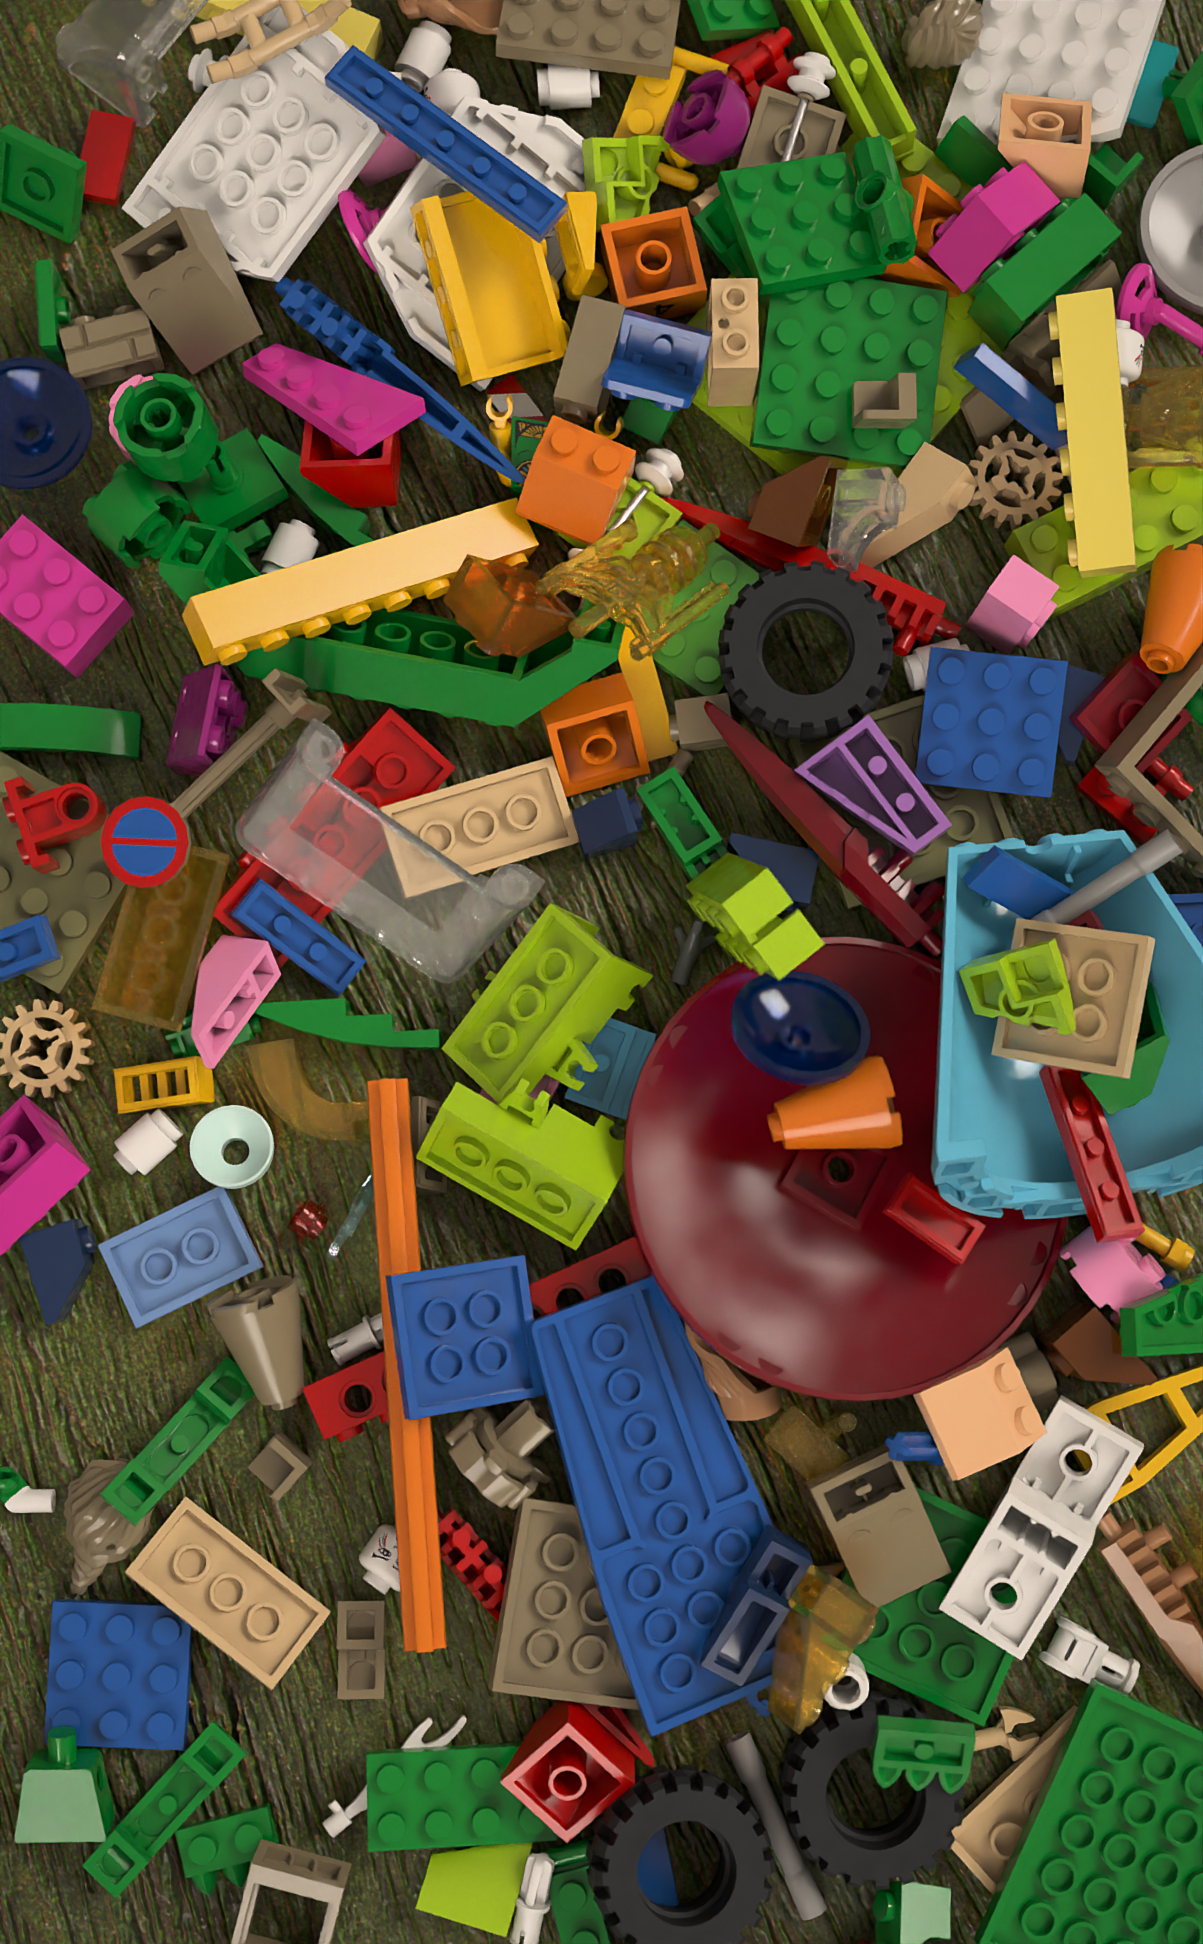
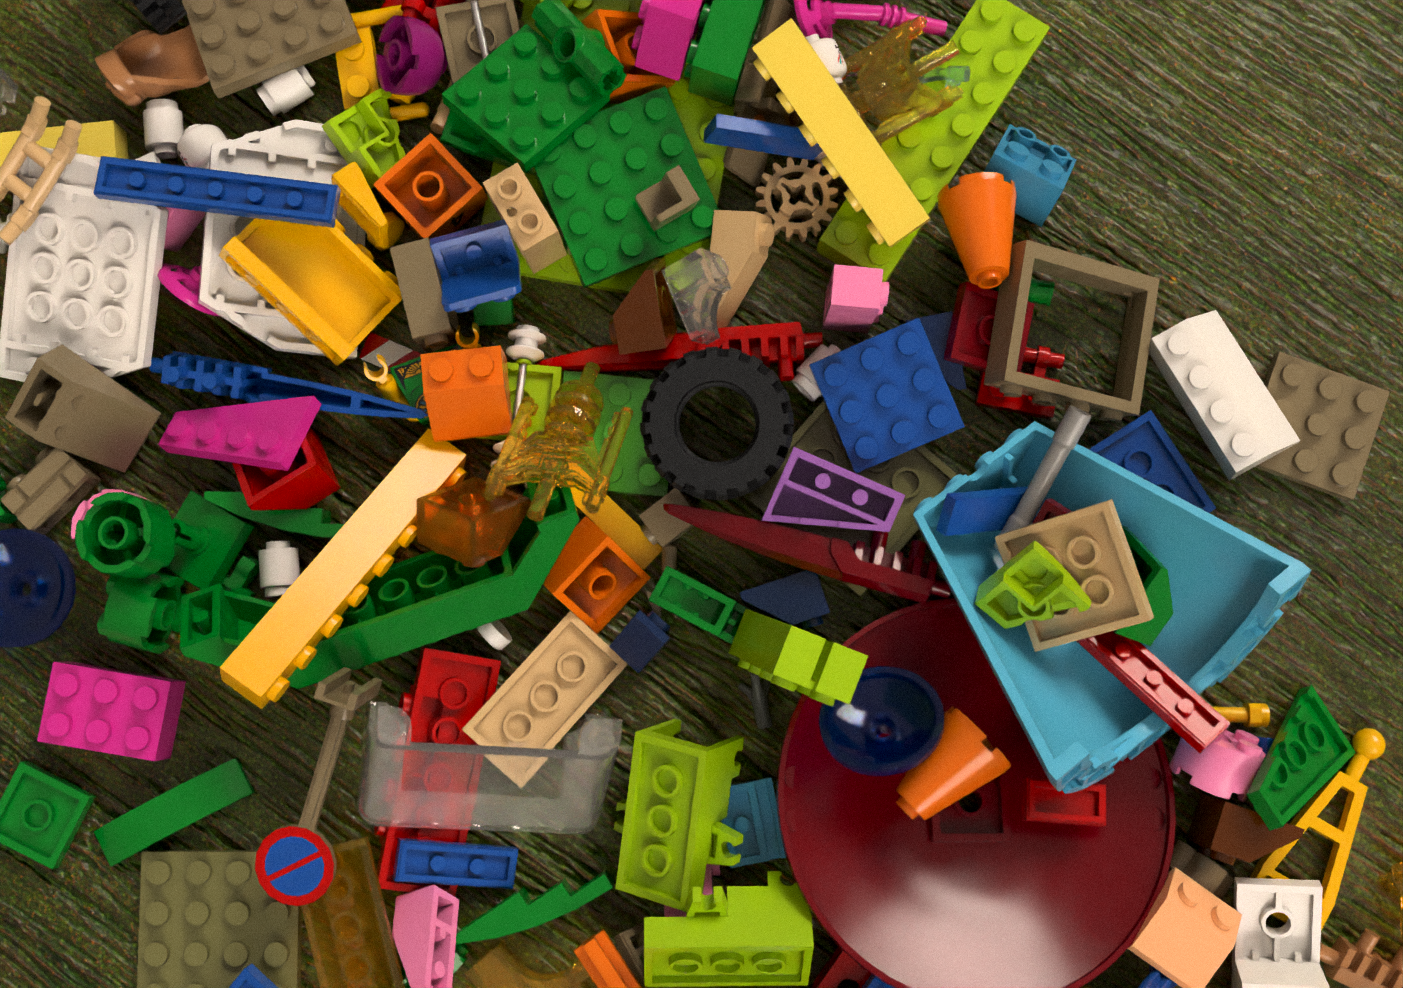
camera: 25 degrees left, 0 degrees up
(47, 820) = (210, 887): red pin -> none
(205, 720) = (289, 740): magenta slope -> none
(465, 736) = (495, 634): none -> white tile

